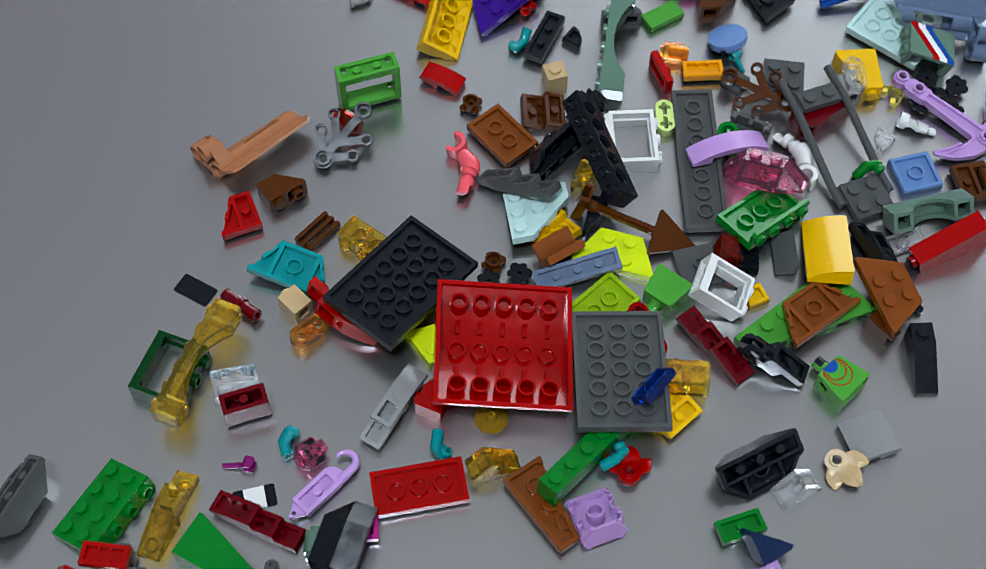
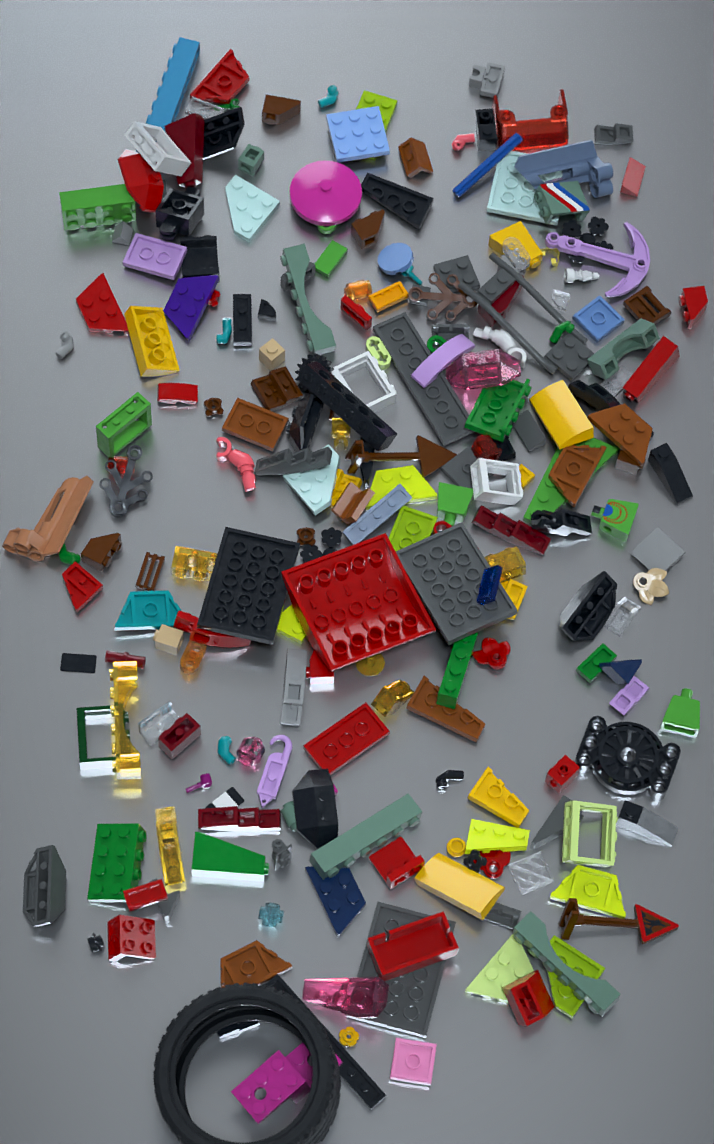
camera: 30 degrees left, 5 degrees up
(245, 183) = (68, 557): none -> green arm
(437, 447) = (342, 703): teal arm -> none
(596, 517) = (489, 703): lavender slope -> none
(615, 458) = (482, 652): teal arm -> none

